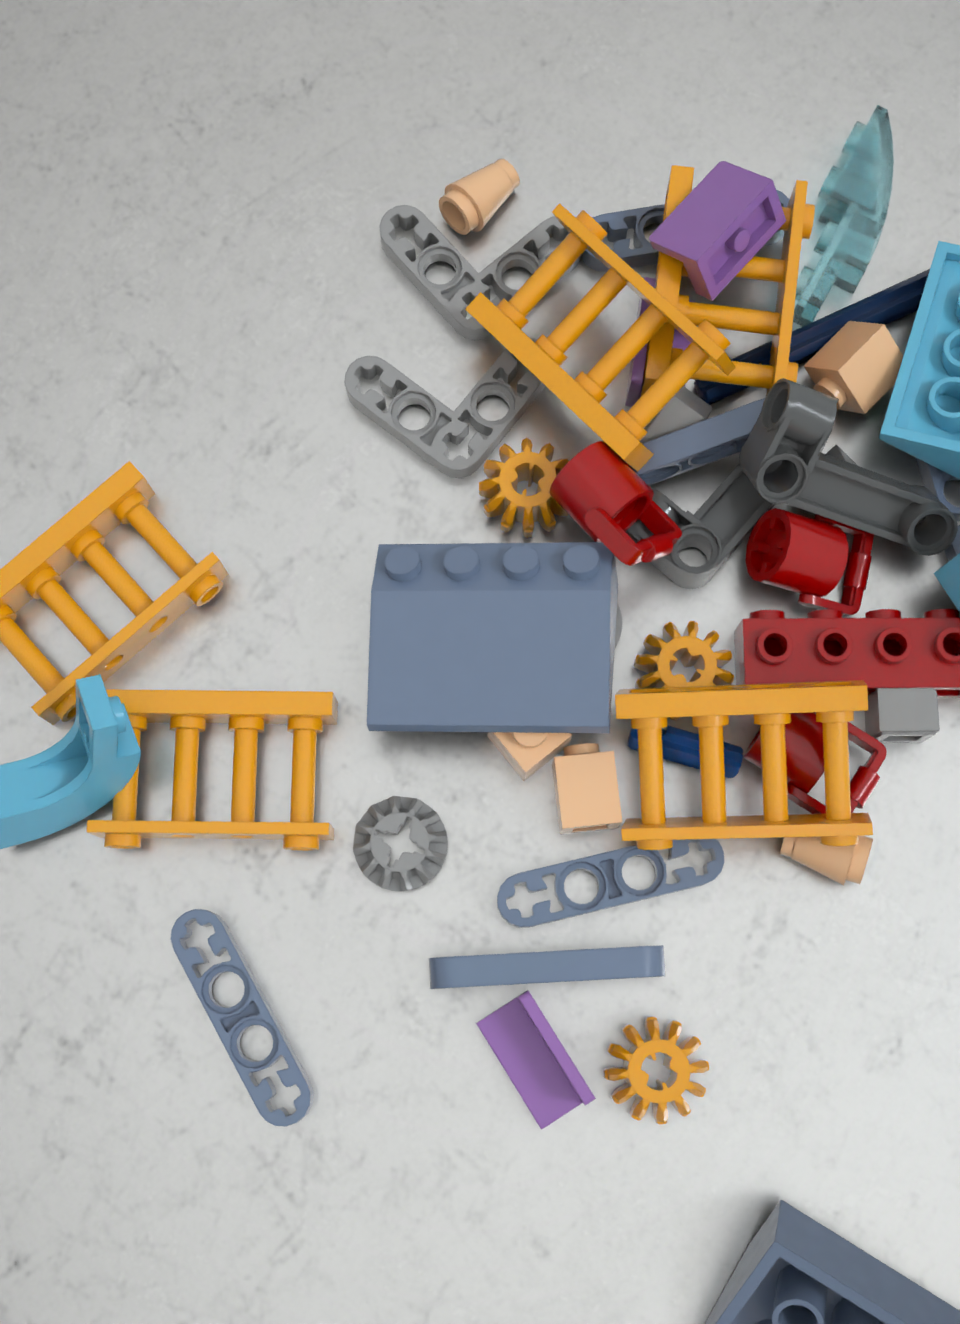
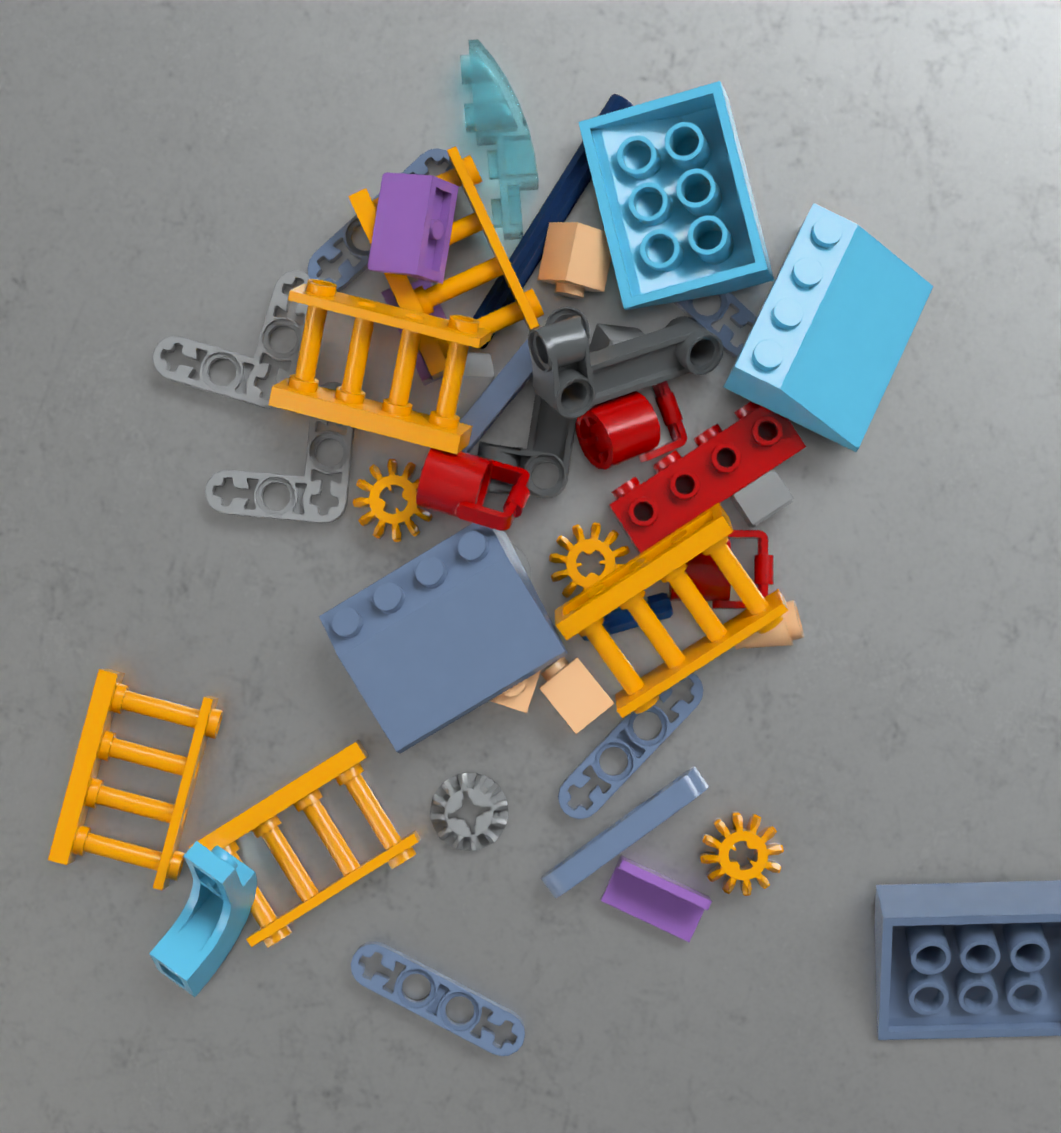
camera: 30 degrees left, 10 degrees up
(477, 197) = (213, 295): light nougat cone -> none

